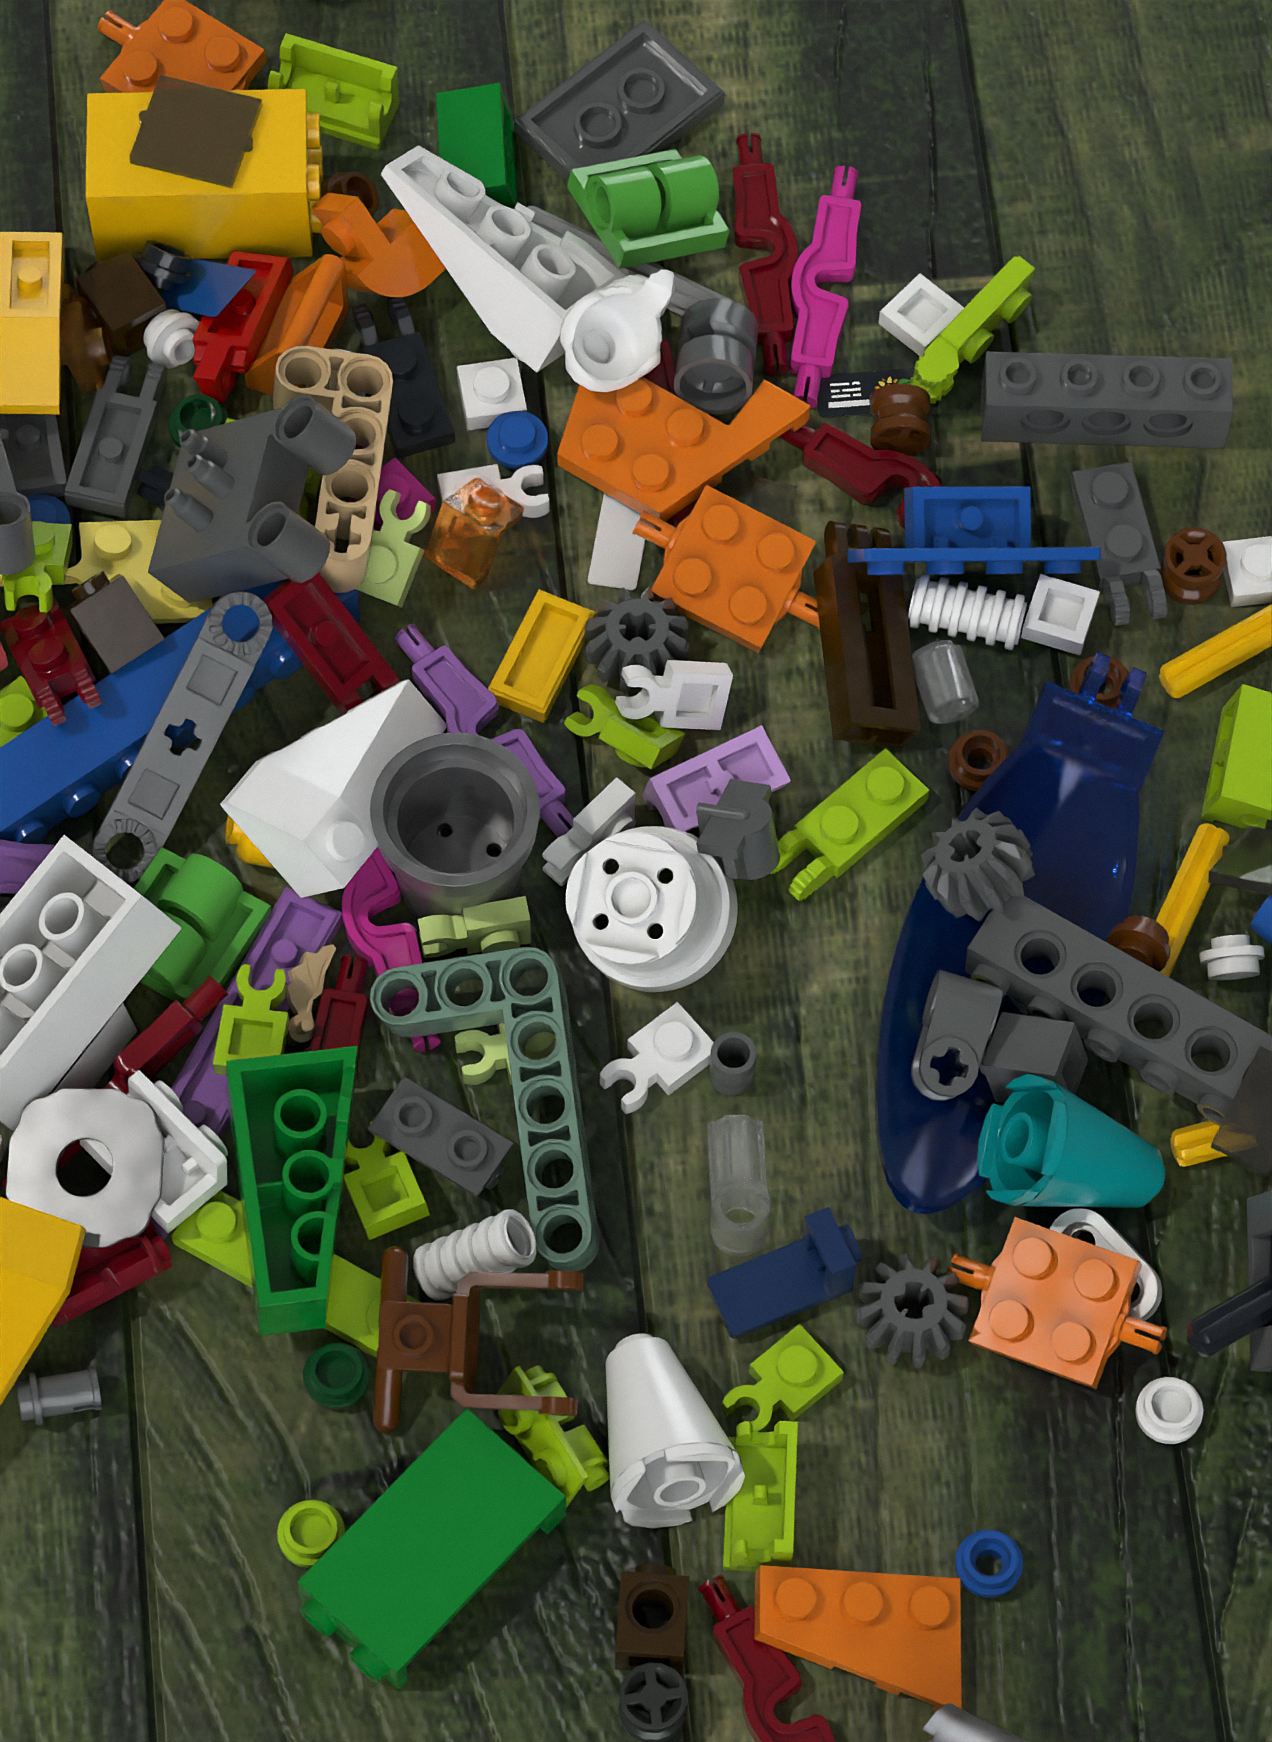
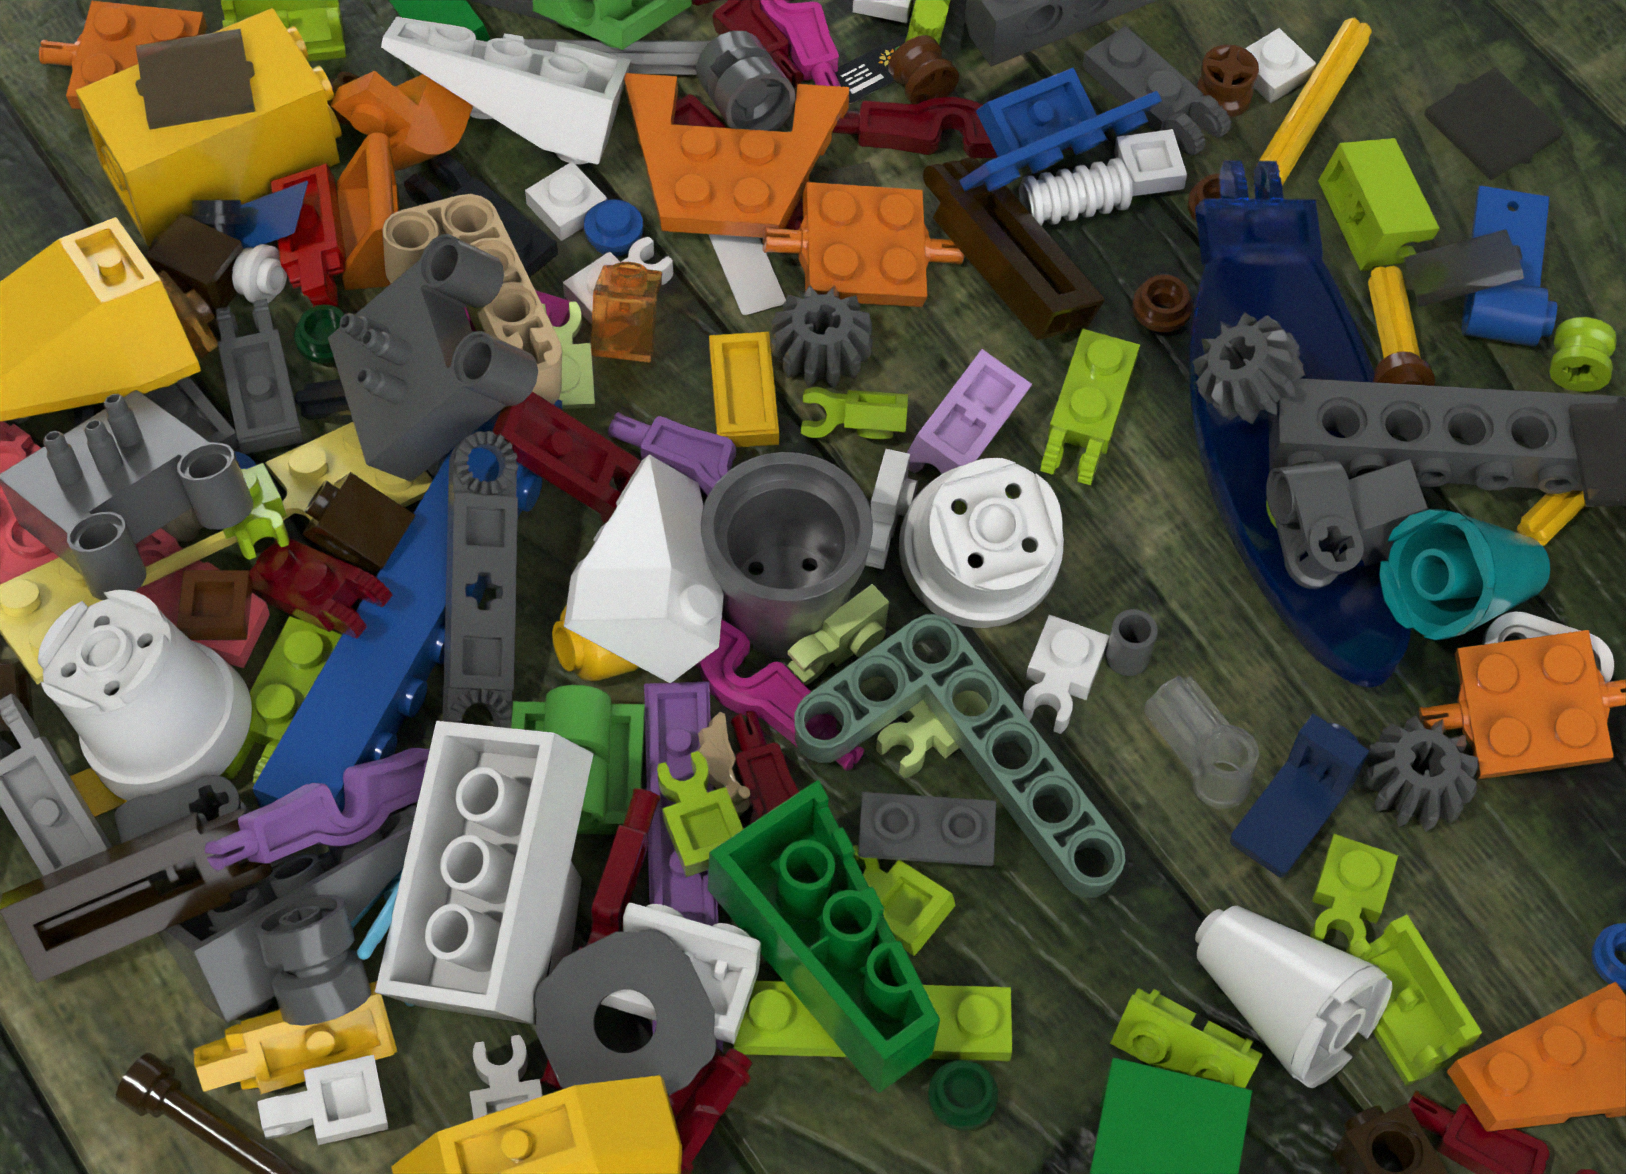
camera: 30 degrees left, 5 degrees down
(447, 1339) = (1057, 1004): reddish brown piece -> none
(493, 1245) = (1027, 917): white piece -> none
(616, 331) = (660, 88): white hair -> none
(684, 697) = (894, 362): white plate -> none
(740, 830) = (1022, 435): dark grey piece -> none
(944, 682) = (1096, 254): clear piece -> none
(1232, 958) = (1470, 361): white plate -> none

